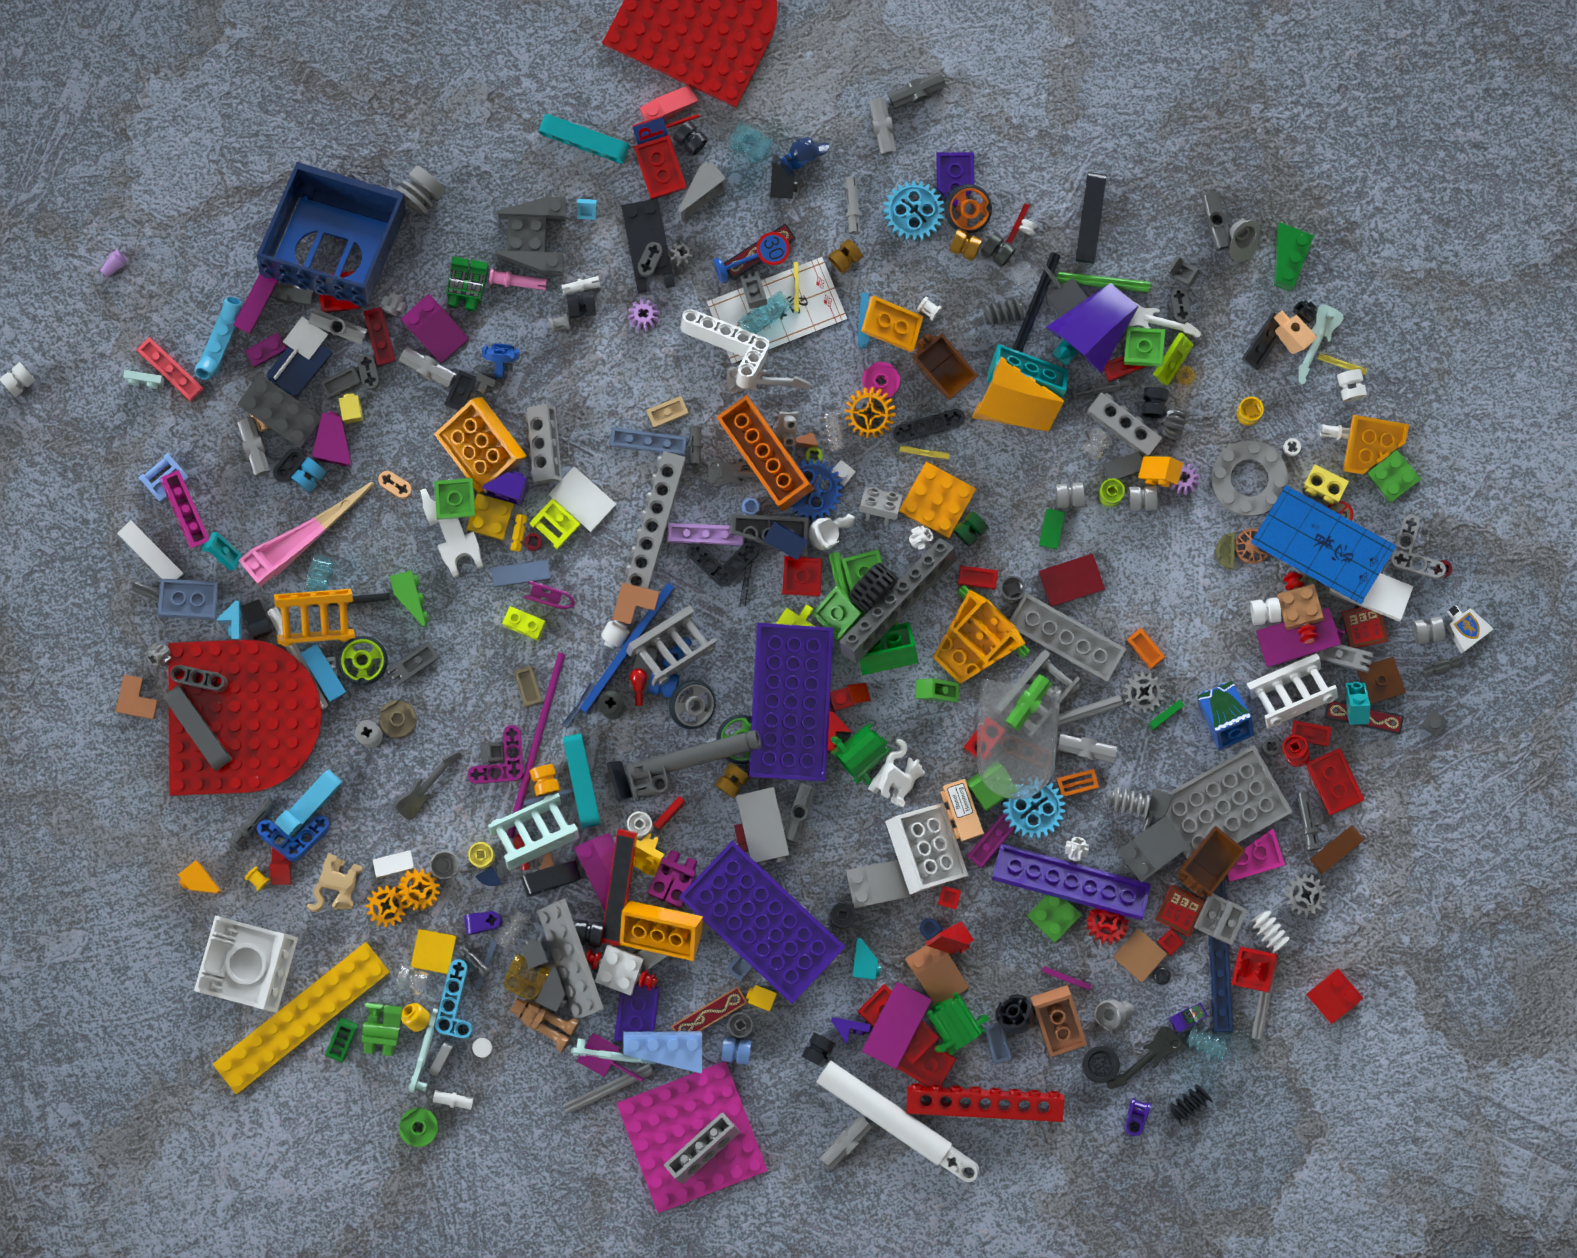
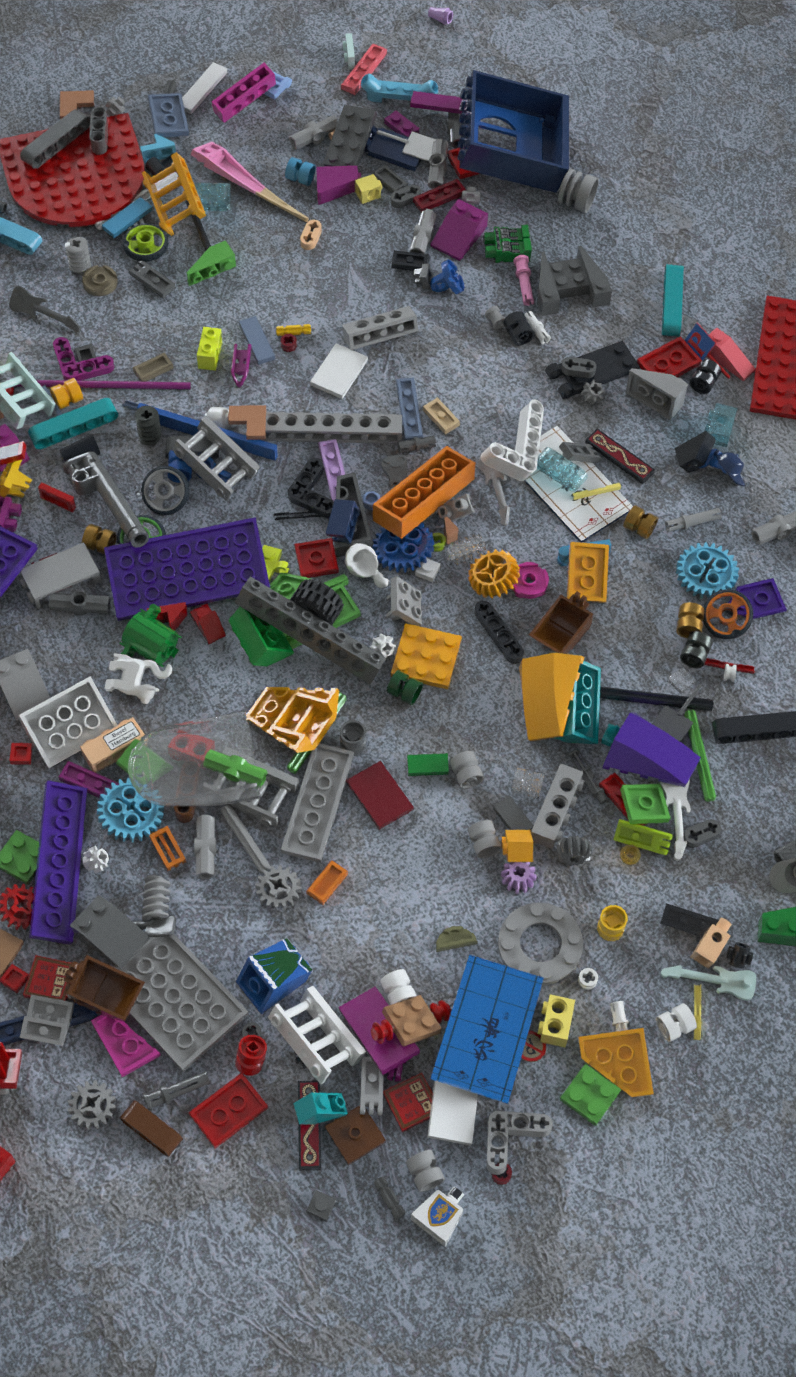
camera: 70 degrees right, 20 degrees down
(222, 550) = (215, 125): teal tile -> none
(286, 464) = (306, 156): black plate -> none
(454, 498) = (307, 268): bright green plate -> none
(457, 542) = (290, 275): white piece -> none
(480, 443) = (367, 284): light orange slope -> none
(491, 517) = (302, 307): yellow plate -> none
(508, 488) = (331, 308): dark purple slope -> none
(559, 519) = (313, 358): neon yellow plate -> none
(586, 209) = (608, 315): medium azure plate -> none
(638, 679) = (171, 439): red piece -> none
(640, 823) = (39, 471): white wheel -> none
(642, 321) = (526, 377): lavender gear -> none
(771, 249) = (624, 462): blue piece -> none
(929, 308) = (615, 605): white bush -> none
(935, 454) = (472, 646): light yellow piece -> none
(937, 690) = (231, 693): bright green slope -> none
(977, 577) = (358, 706): red tile -> none
(1003, 311) = (633, 669): dark grey piece -> none
(1111, 492) = (481, 806): lime wheel -> none
(1154, 402) = (594, 827): black wheel -> none
(1166, 715) = (260, 915): green tile -> none
(1183, 272) = (738, 824): dark grey bracket -> none
(1249, 548) = (463, 961): nougat wheel -> none
(1270, 931) = (43, 1075): white piece -> none
(1312, 733) = (276, 1070): red plate -> none

